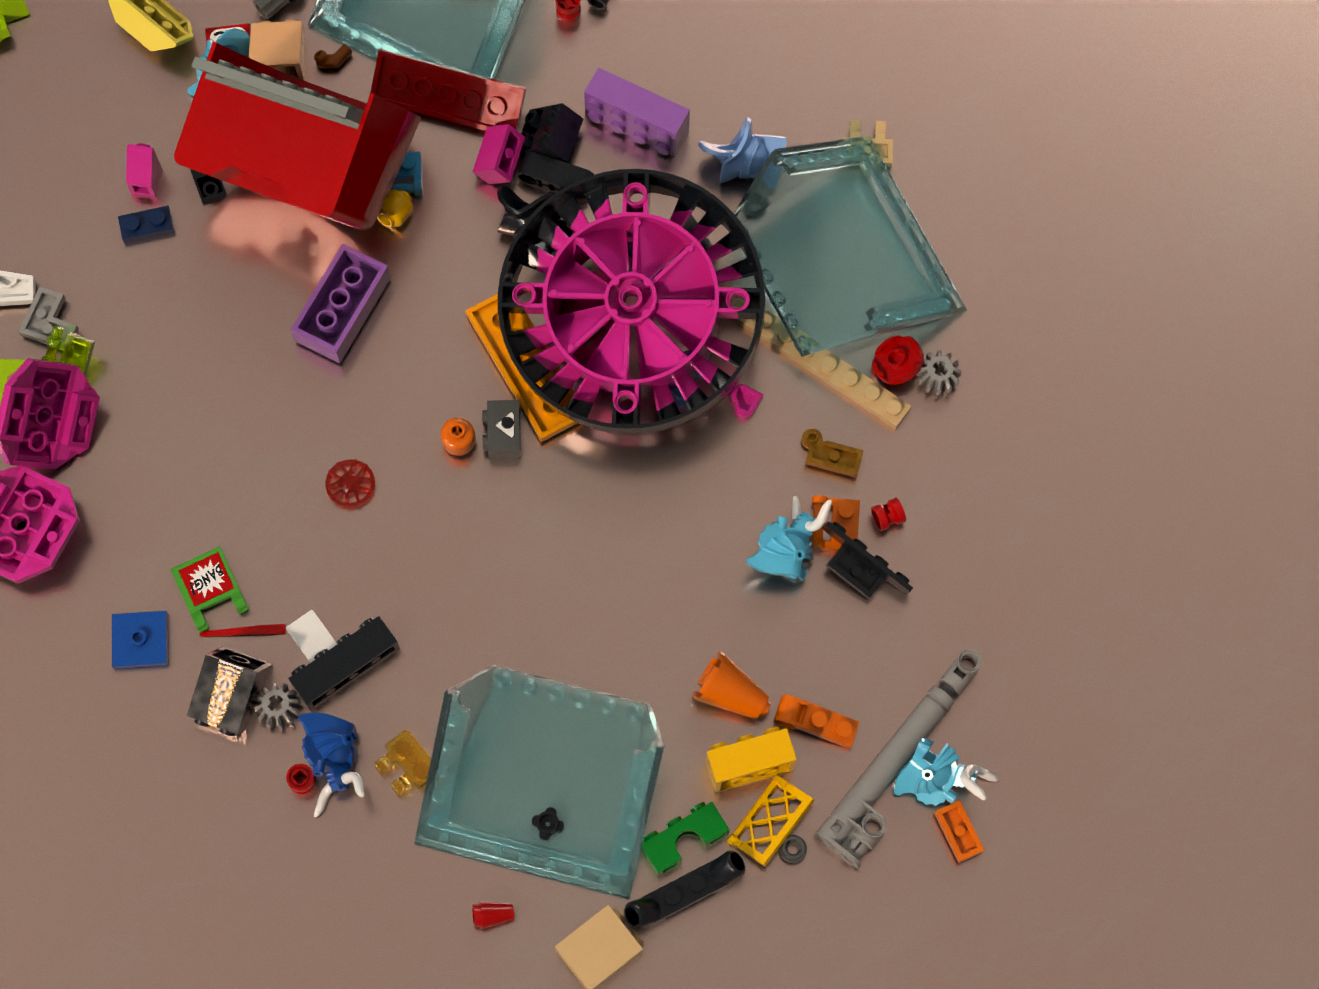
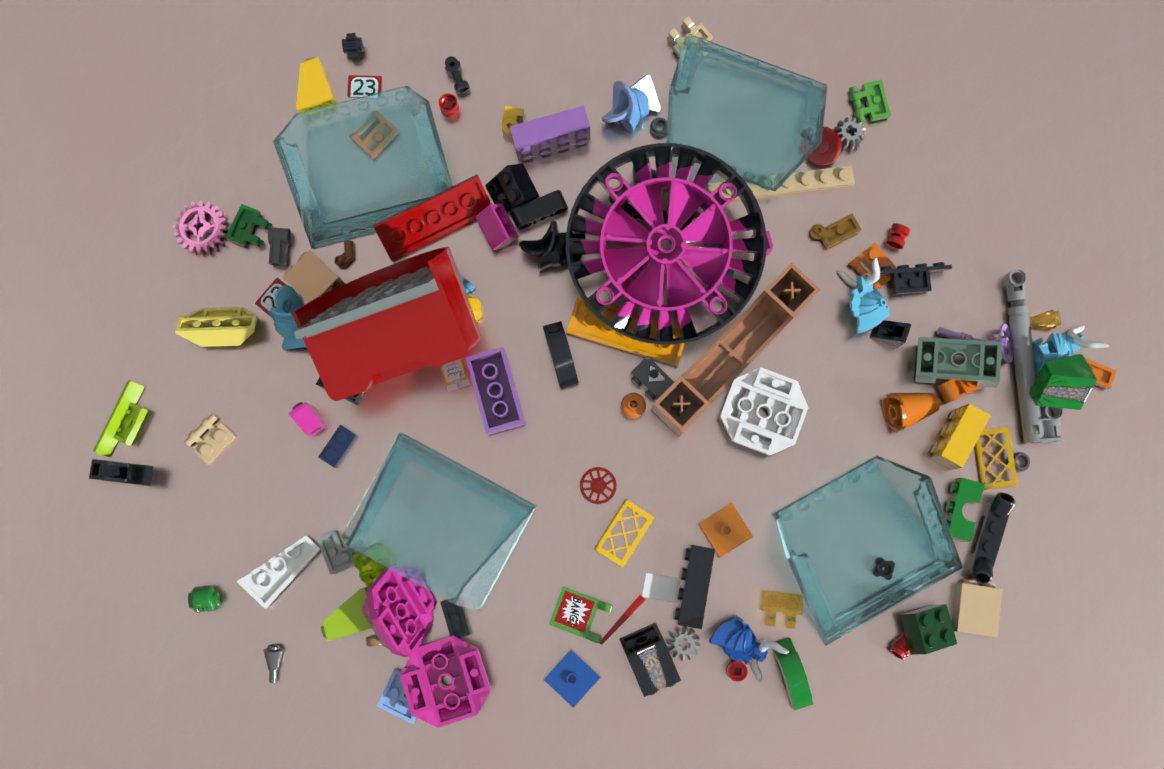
camera: 40 degrees left, 10 degrees up
(39, 120) = (214, 443): none -> tan plate
(91, 478) = (455, 619): none -> black plate
(162, 376) = (438, 523): none -> clear light blue windscreen
(322, 252) = (454, 375): none -> white sticker
(345, 565) = (640, 532): none -> yellow window
(349, 836) = (794, 676): none -> green arch
(429, 639) = (725, 530): none -> orange plate
(436, 326) = (560, 354): none -> black arch
(528, 917) = (928, 629): none -> dark green brick
(531, 474) = (735, 349): none -> nougat arch
(585, 529) = (776, 394): none -> white piece
(619, 66) = (511, 117): none -> yellow leg
(786, 601) = (891, 332): none -> black slope
(839, 700) = (980, 364): none -> sand green plate
(883, 709) = (1004, 337): none -> lavender dish
(904, 797) = (1063, 383): none -> green slope
(963, 735) = (1046, 320): none -> clear yellow cone
(999, 365) = (875, 100): none -> bright green plate

